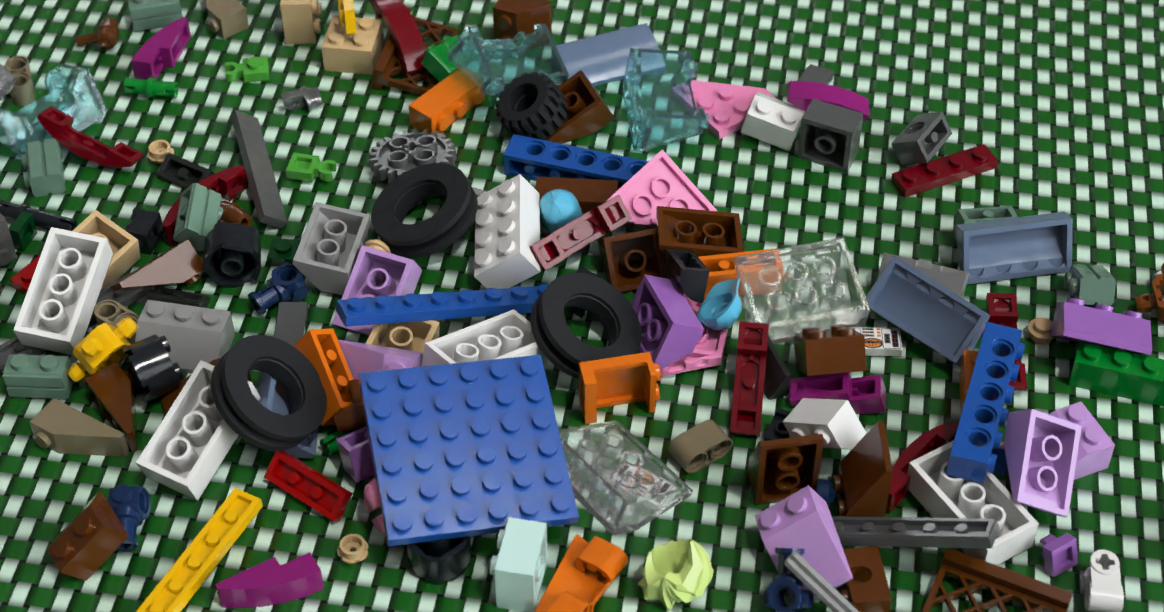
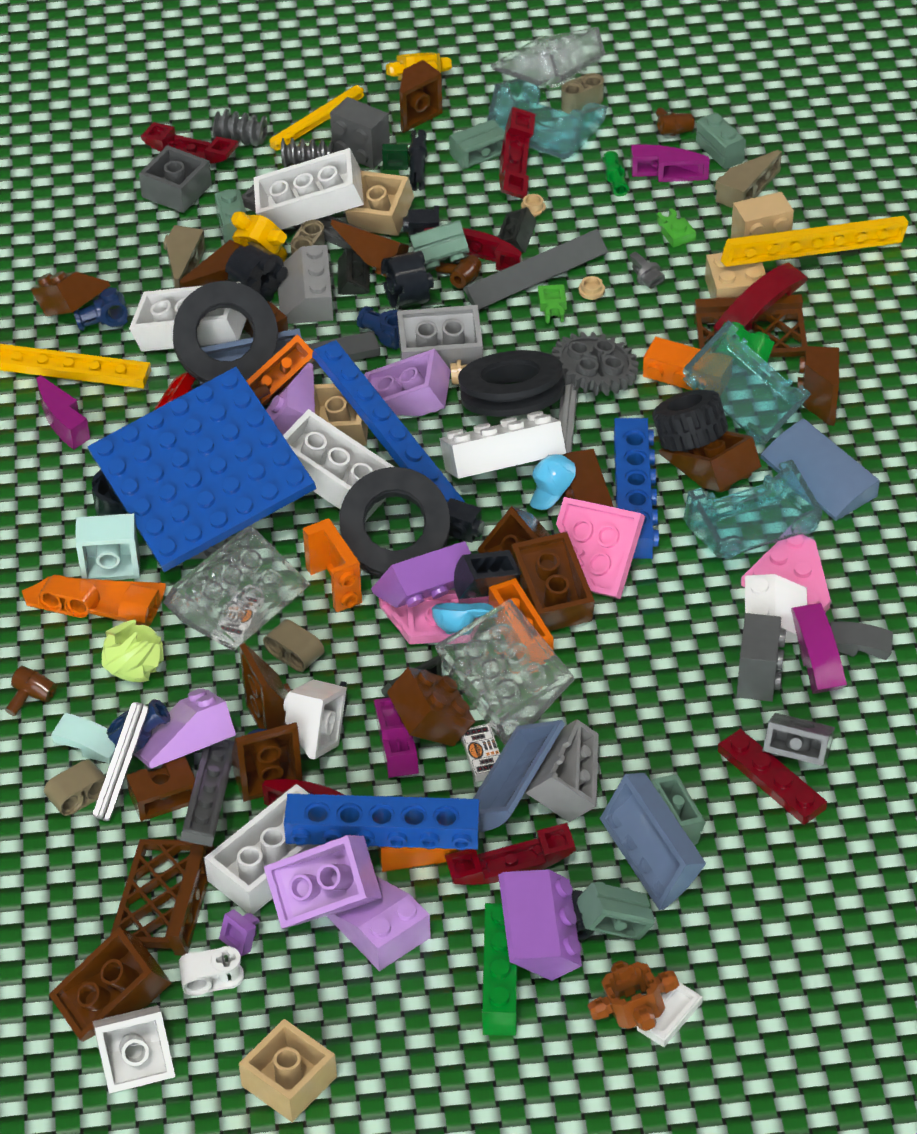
camera: 75 degrees right, 0 degrees up
(303, 139) = (591, 288): none -> tan plate
(580, 232) = (515, 490): slope -> none
(749, 379) = (385, 665): dark red slope -> none

